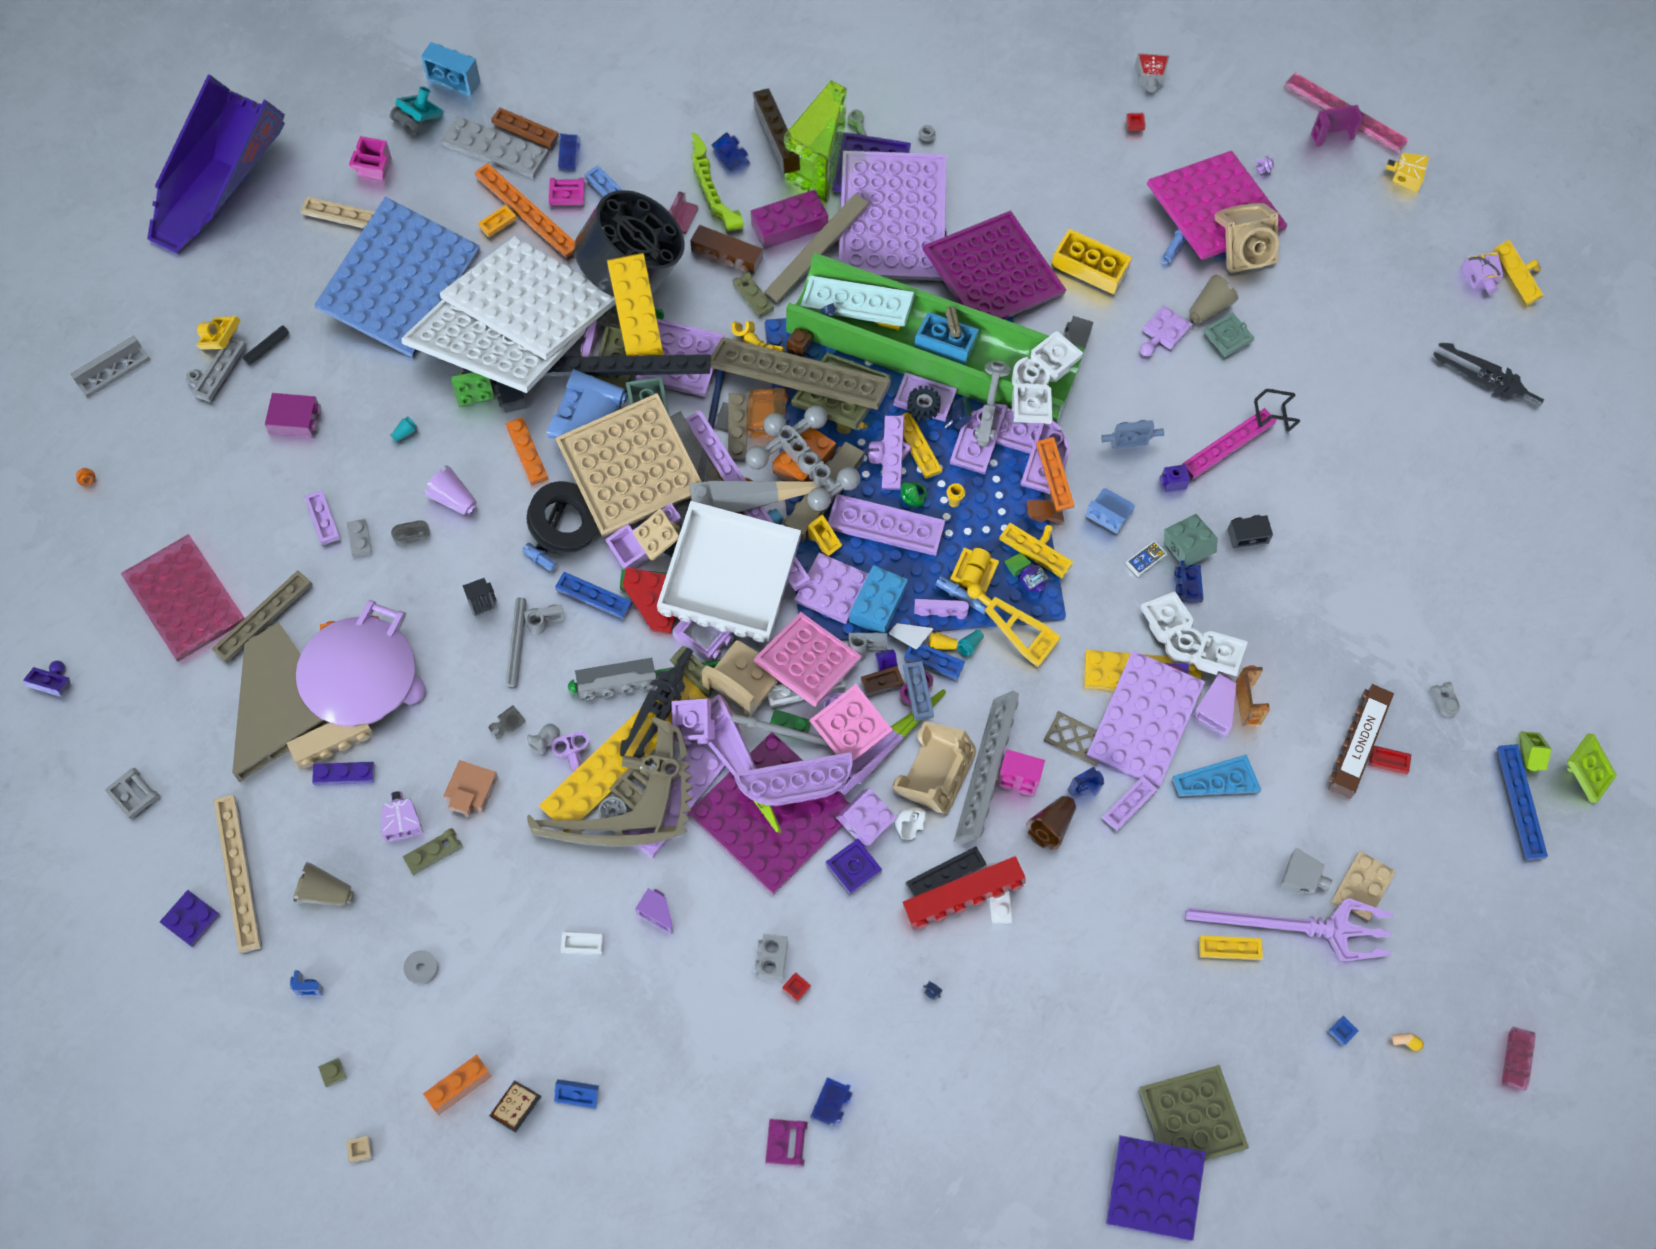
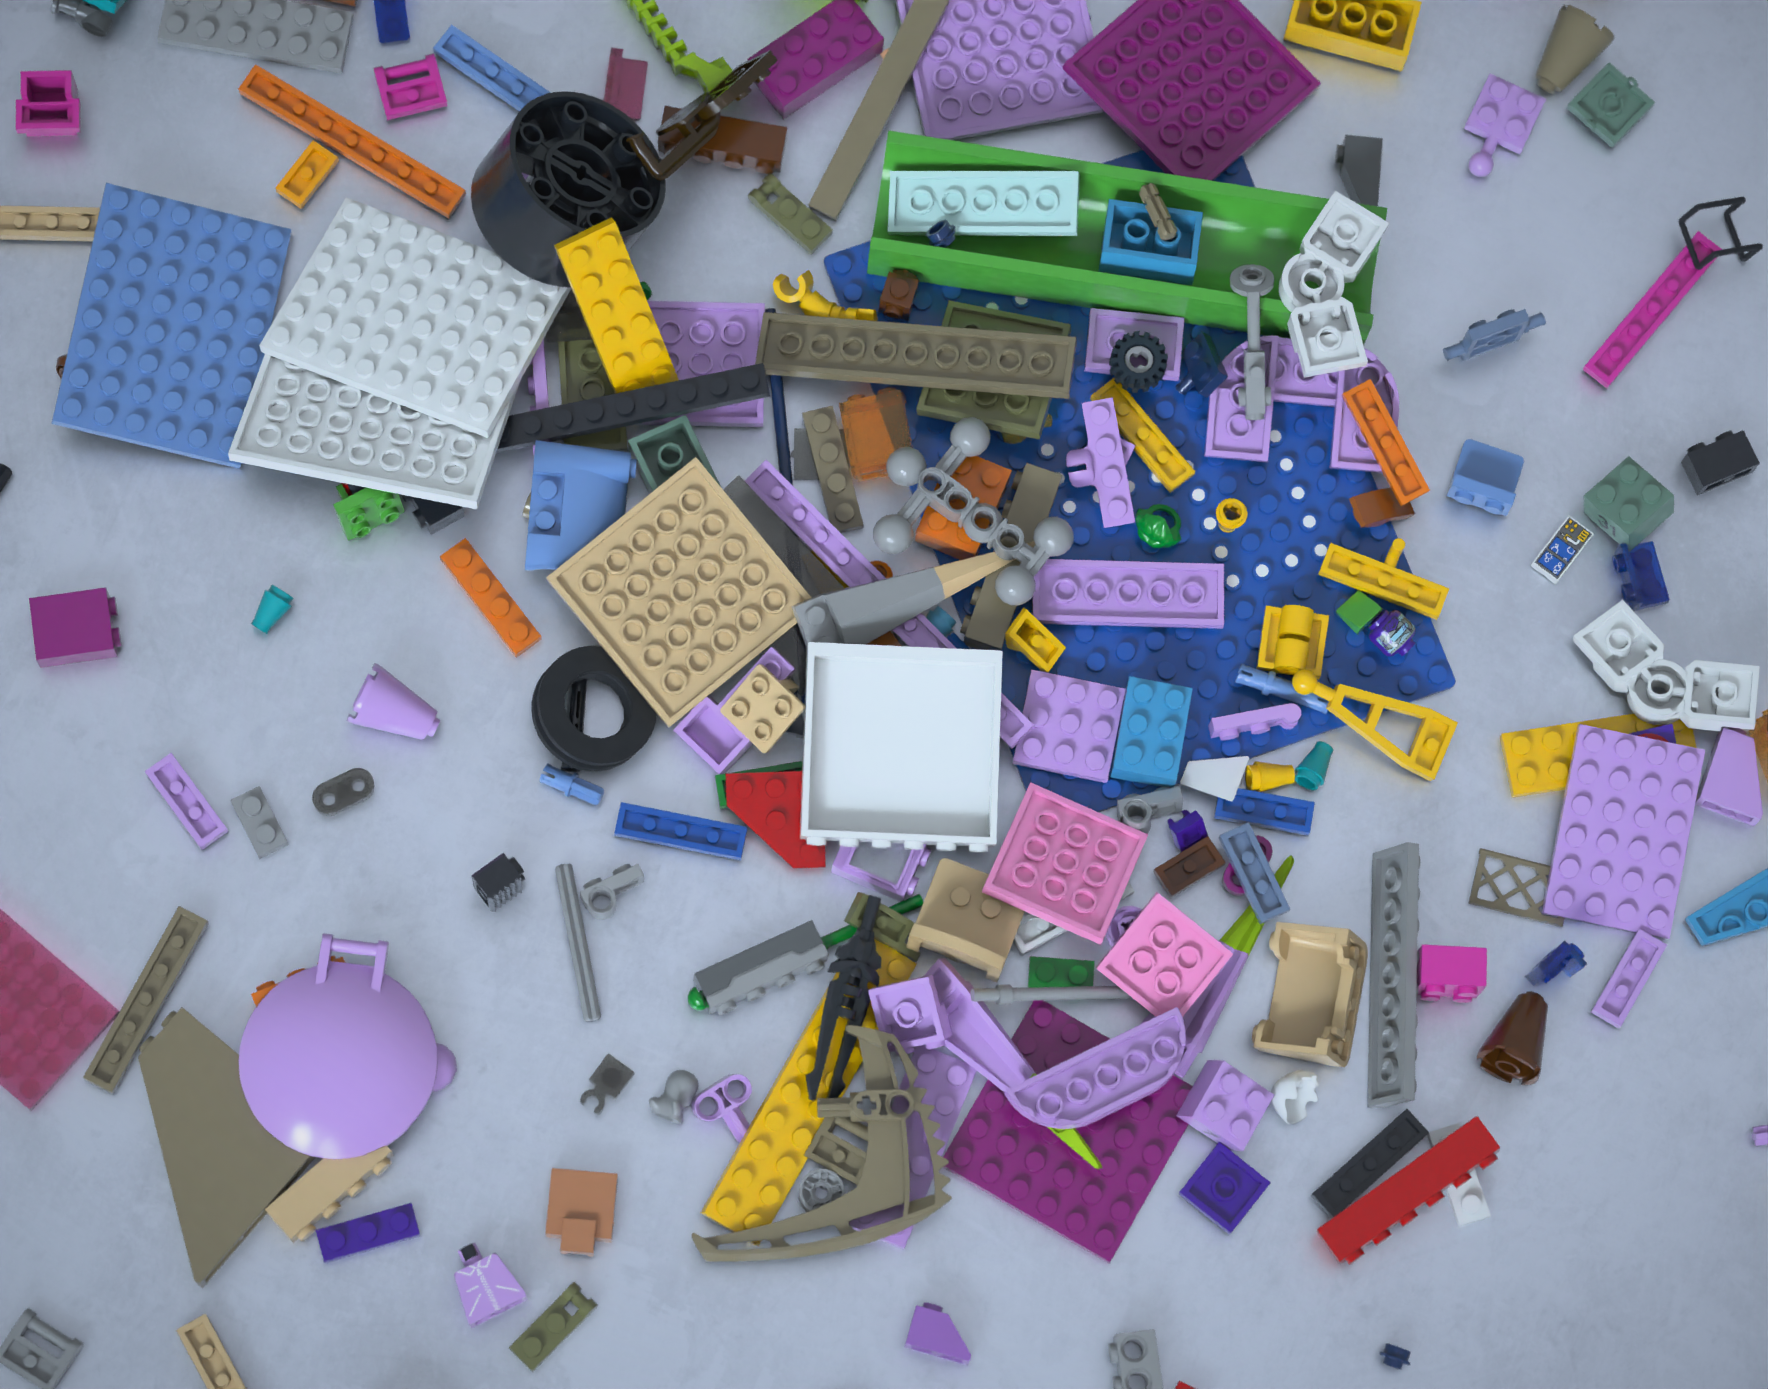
camera: 20 degrees left, 10 degrees up
(718, 225) = (706, 109): none -> dark brown plate
(1175, 478) = (1578, 394): dark purple brick -> none

